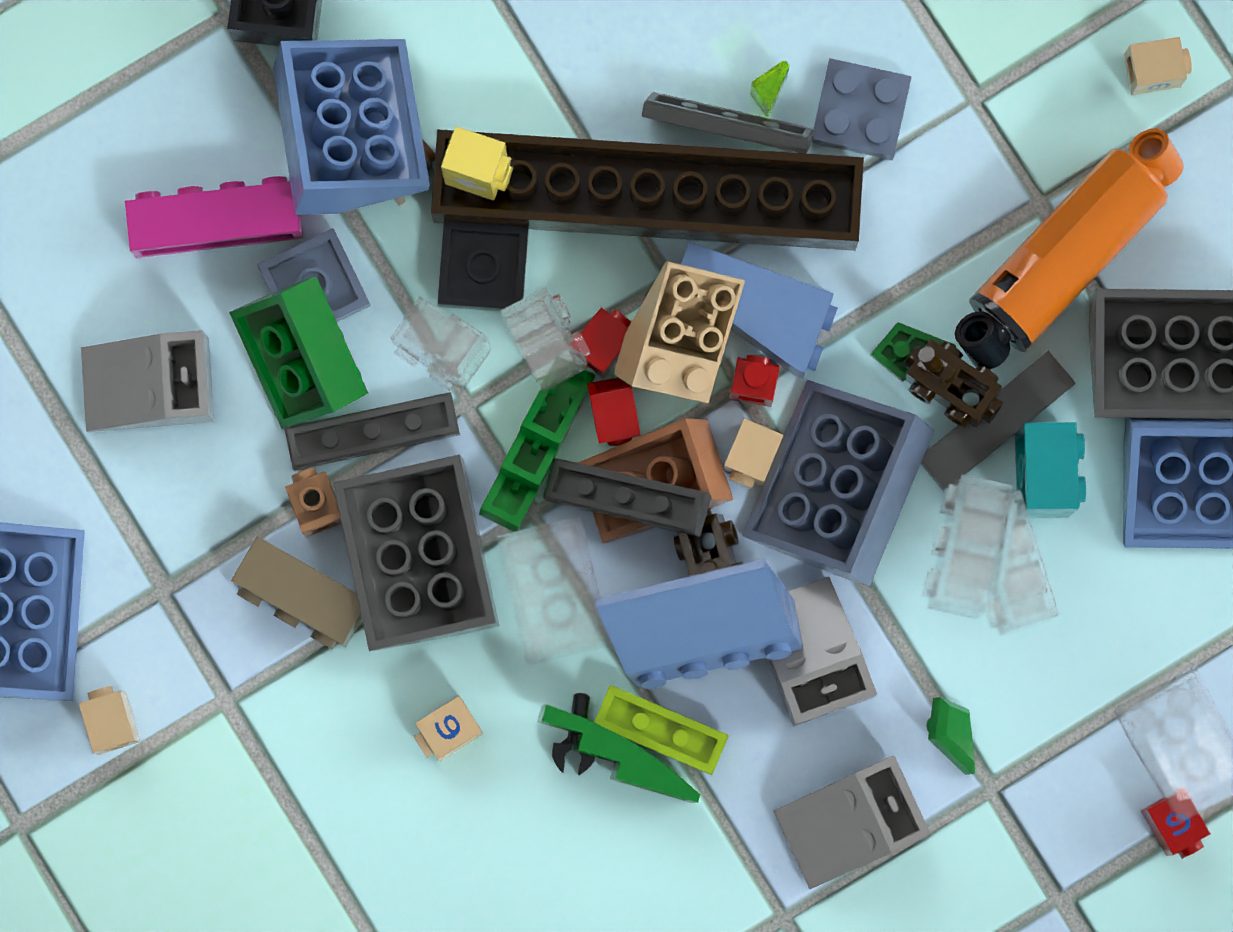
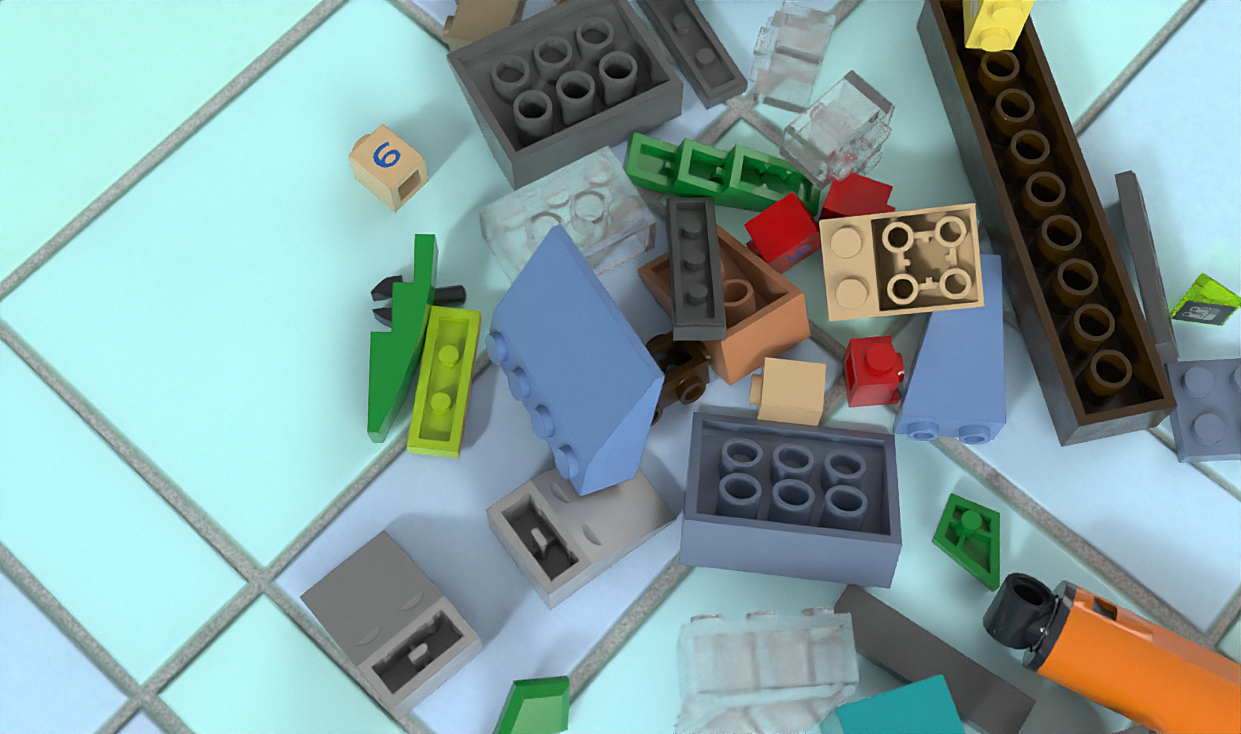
camera: 70 degrees right, 15 degrees down
(482, 265) = (898, 68): black plate -> none
(943, 376) = (956, 585): dark brown brick -> none

